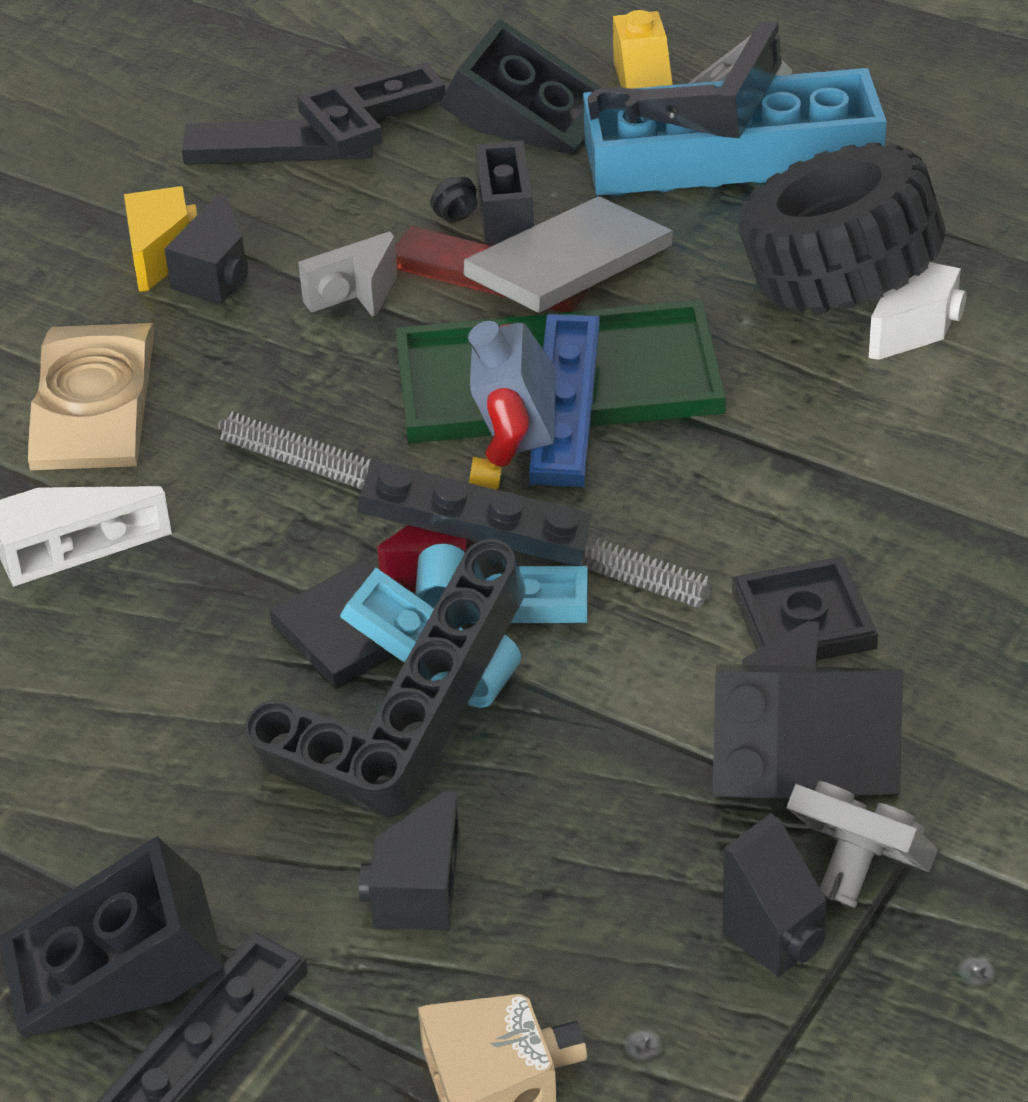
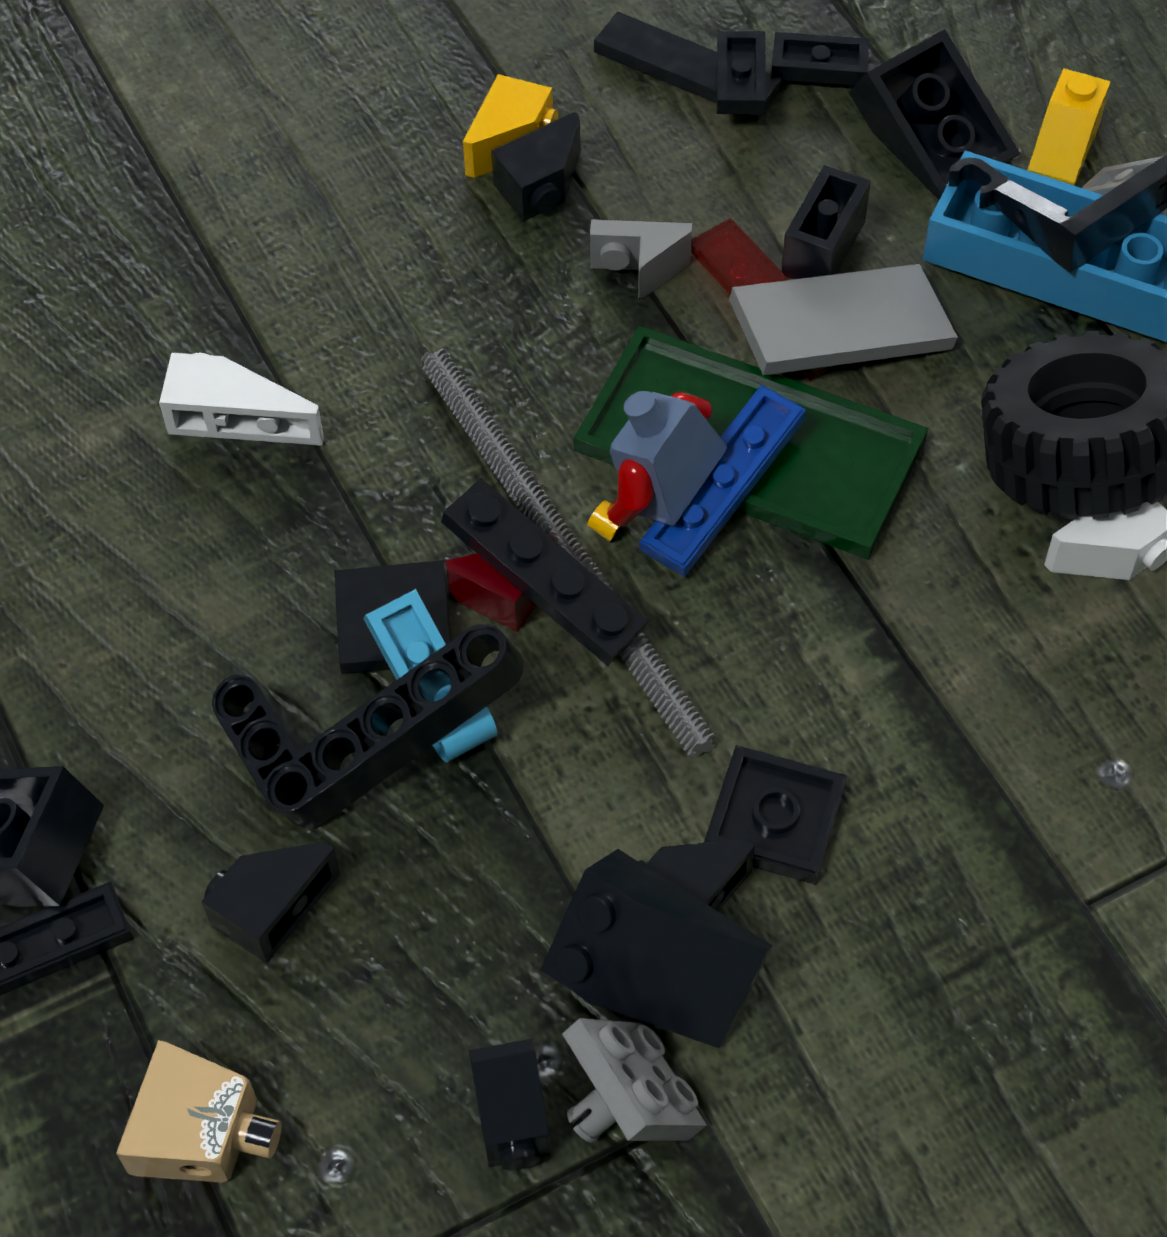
camera: 30 degrees right, 15 degrees up
(90, 397) = (350, 269): tan slope -> none
(454, 199) = (783, 204): black plate -> none
(551, 592) = (550, 666): medium azure plate -> none

